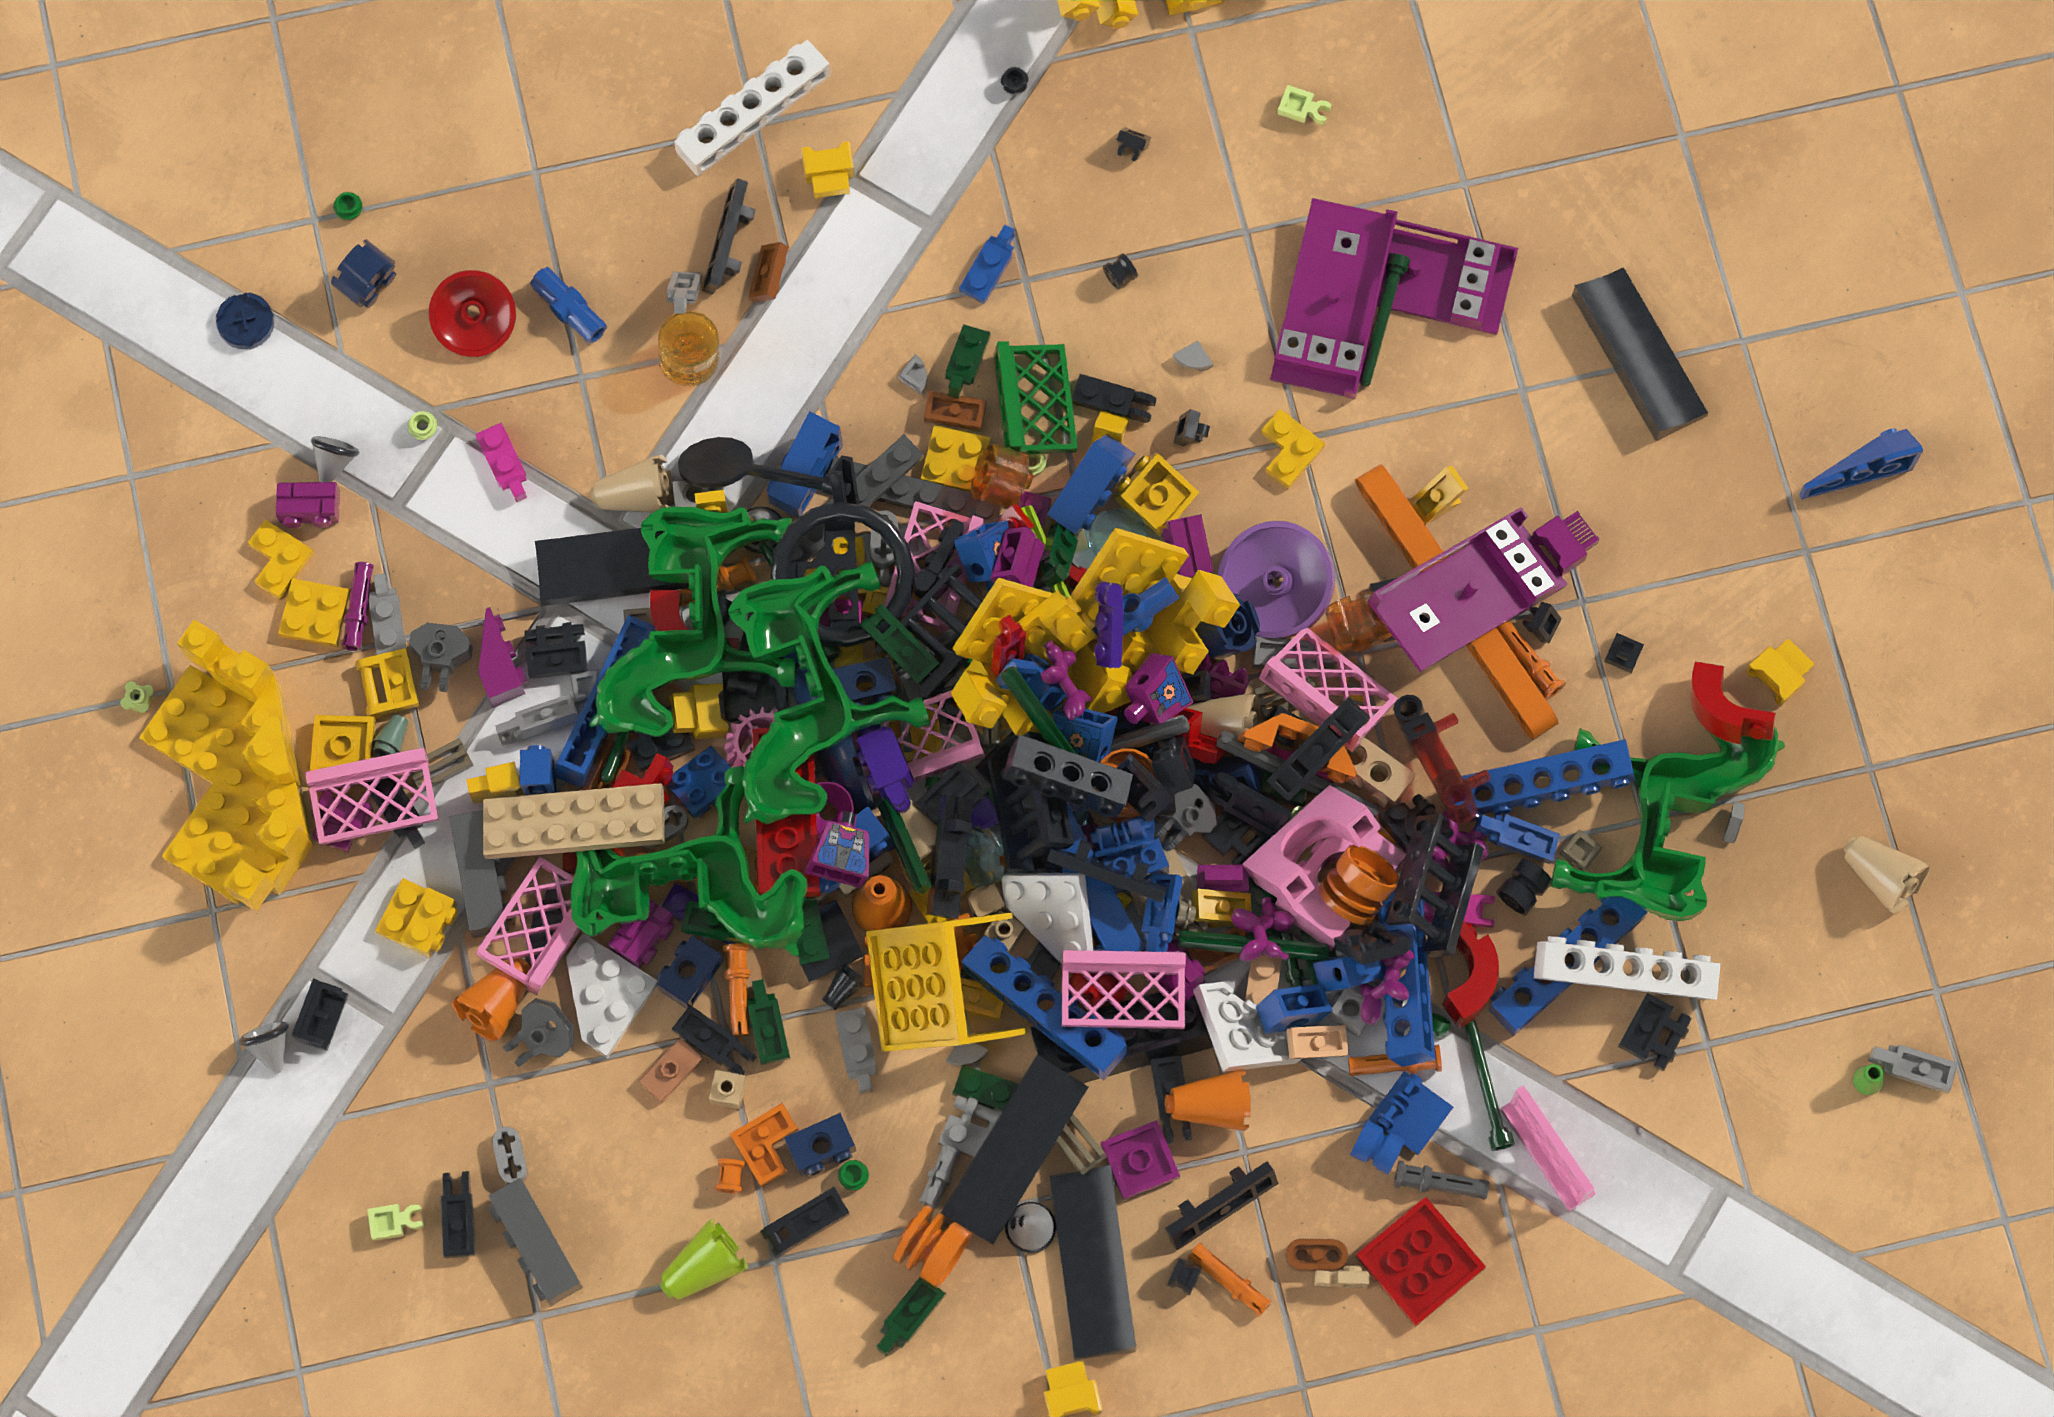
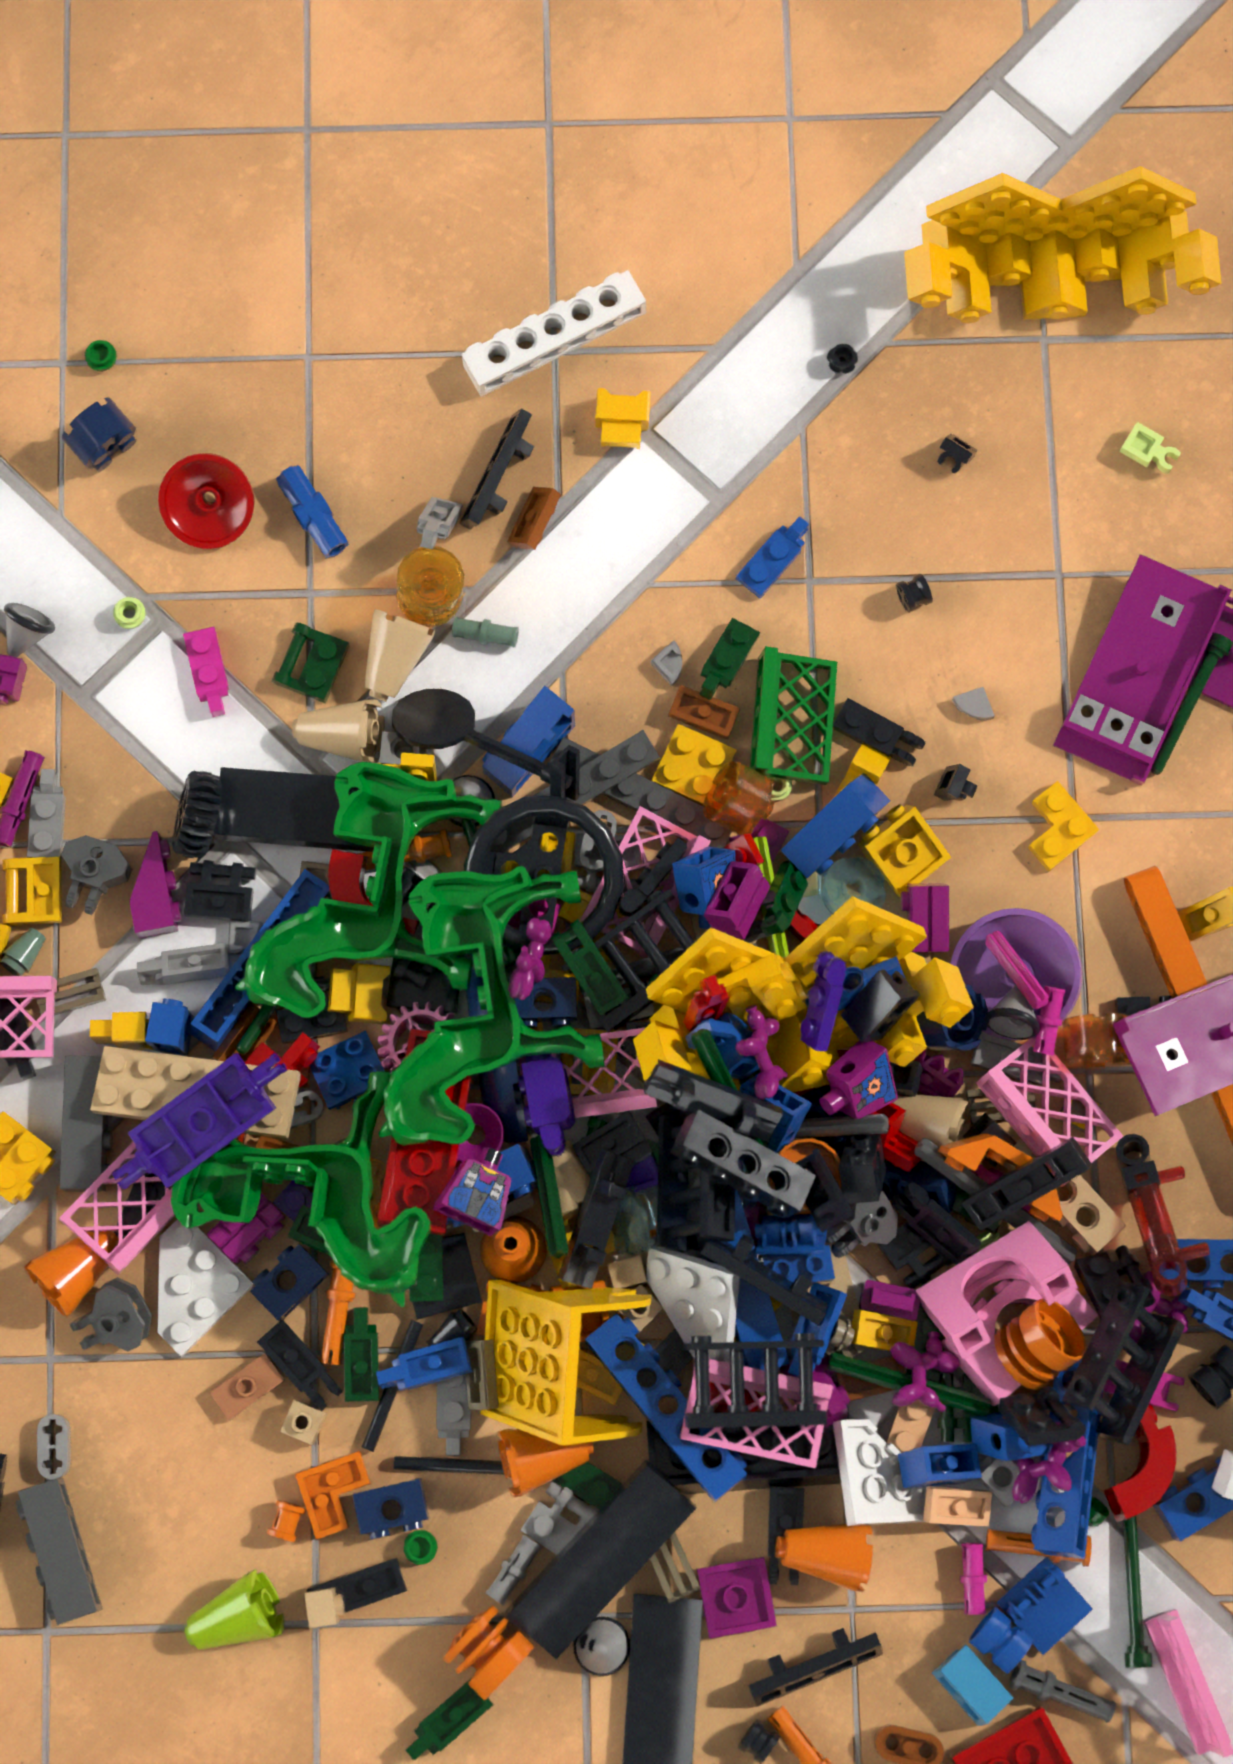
camera: 10 degrees right, 5 degrees up
(522, 585) = (197, 814): none -> black gear
(585, 839) = (201, 1121): none -> dark purple plate
(604, 438) = (321, 665): none -> dark green plate
(668, 412) = (393, 653): none -> tan cone
(745, 379) = (485, 632): none -> sand green pin
(779, 1237) = (323, 1607): none -> tan plate
(799, 1043) = (388, 1395): none -> black bar
(826, 1016) = (427, 1365): none -> blue hinge
(847, 653) = (528, 963): none -> magenta piece
(875, 1099) = (448, 1465): none -> black bar
(876, 1015) = (482, 1381): none -> dark tan tile
(942, 1070) = (536, 1461): none -> orange cone
(1013, 721) = (693, 1092): none -> black hinge
(1137, 985) = (772, 1412): none -> black fence
(1159, 621) = (879, 1006): none -> black hinge
(1275, 573) = (1017, 970): none -> dark pink axle
(1280, 614) = (1013, 1017): none -> light grey hat
(1311, 610) = (1049, 1021): none -> dark pink pin
(1344, 1101) = (973, 1578): none -> dark pink pin
(1361, 1191) = (972, 1685): none -> dark azure hinge

